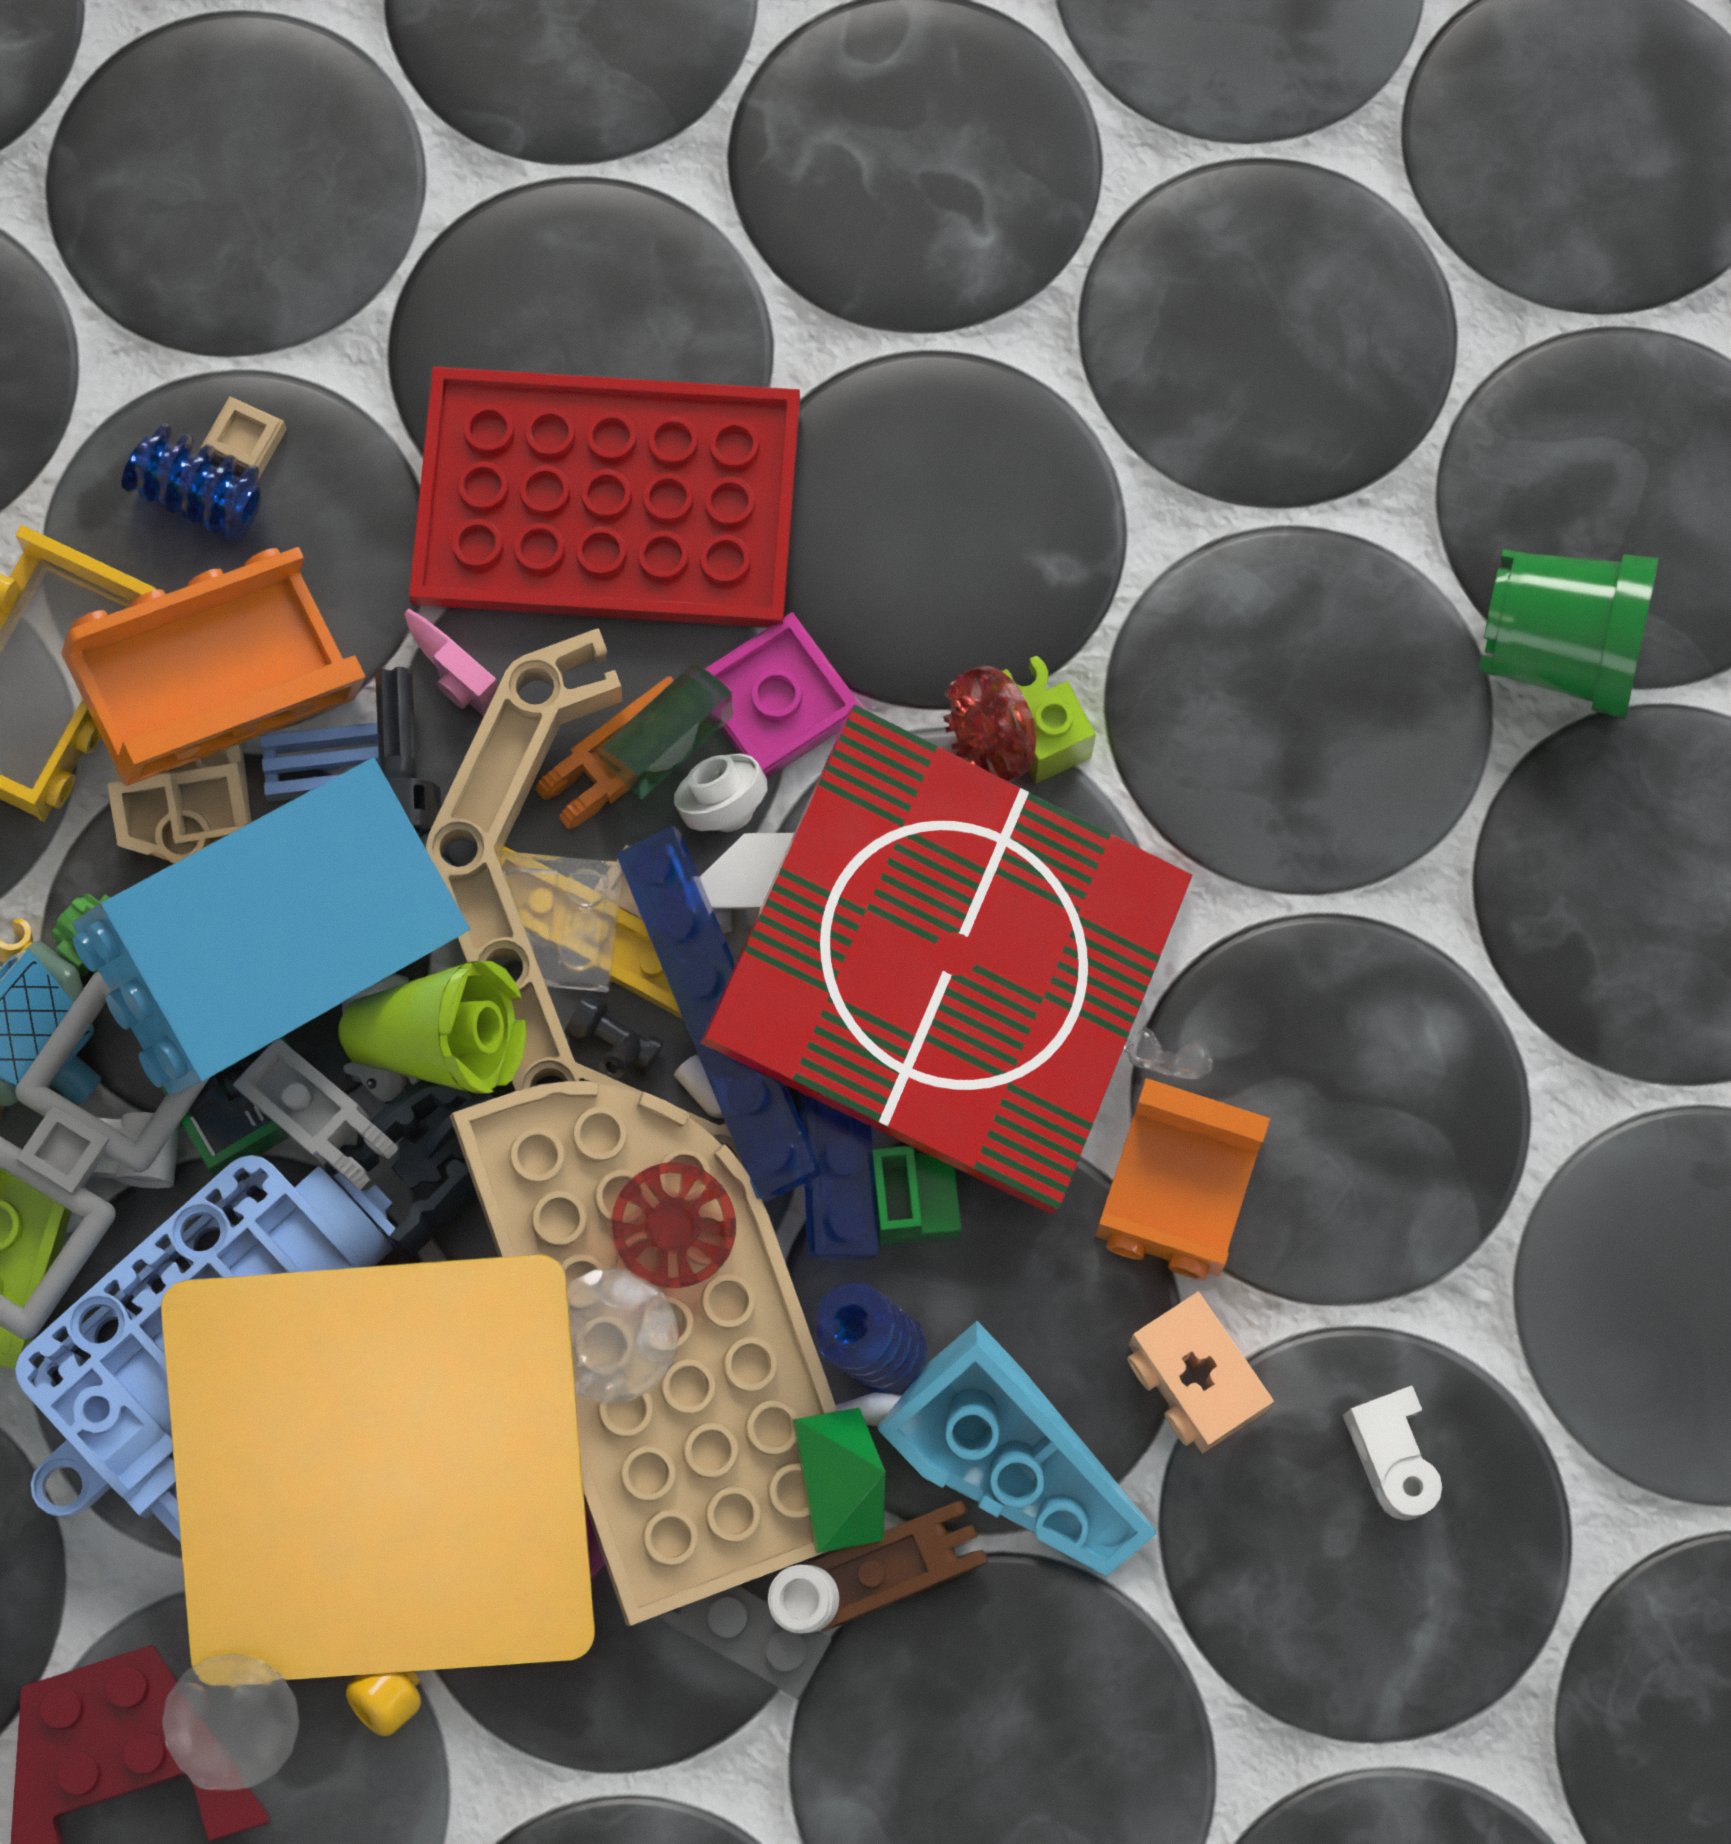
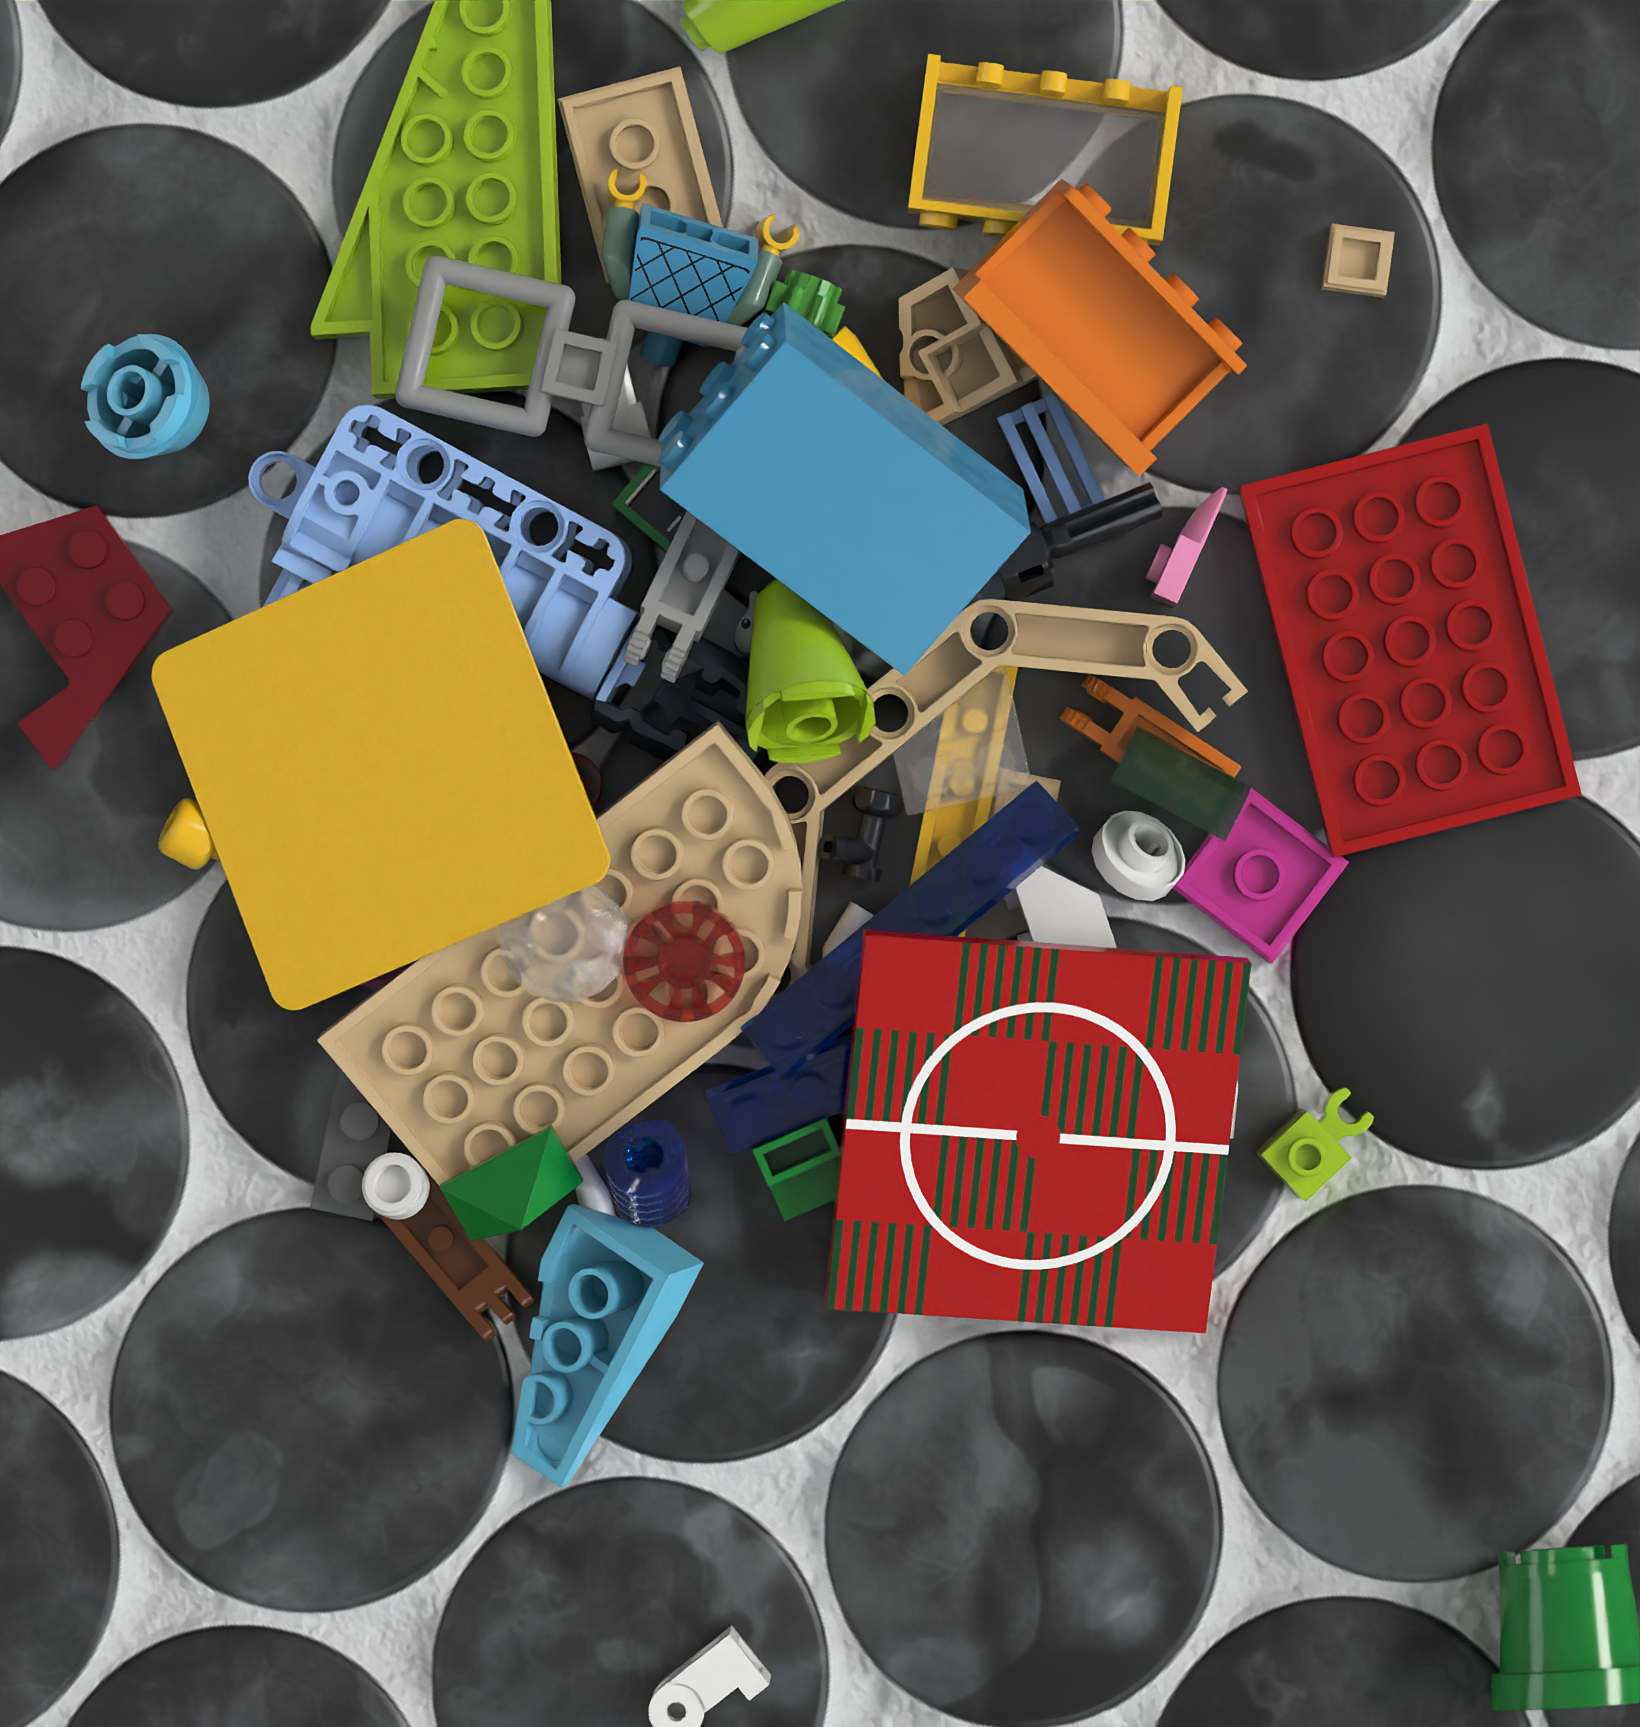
camera: 75 degrees right, 15 degrees up
(194, 483) = (1290, 233): clear blue piece -> none
(230, 1722) = (122, 708): clear dish -> none
(986, 724) = (1286, 1093): clear red wheel -> none
(1181, 1180) = (899, 1410): orange panel -> none
(1187, 1063) = (1021, 1382): clear piece -> none
(1232, 1389) = (713, 1519): light nougat brick -> none

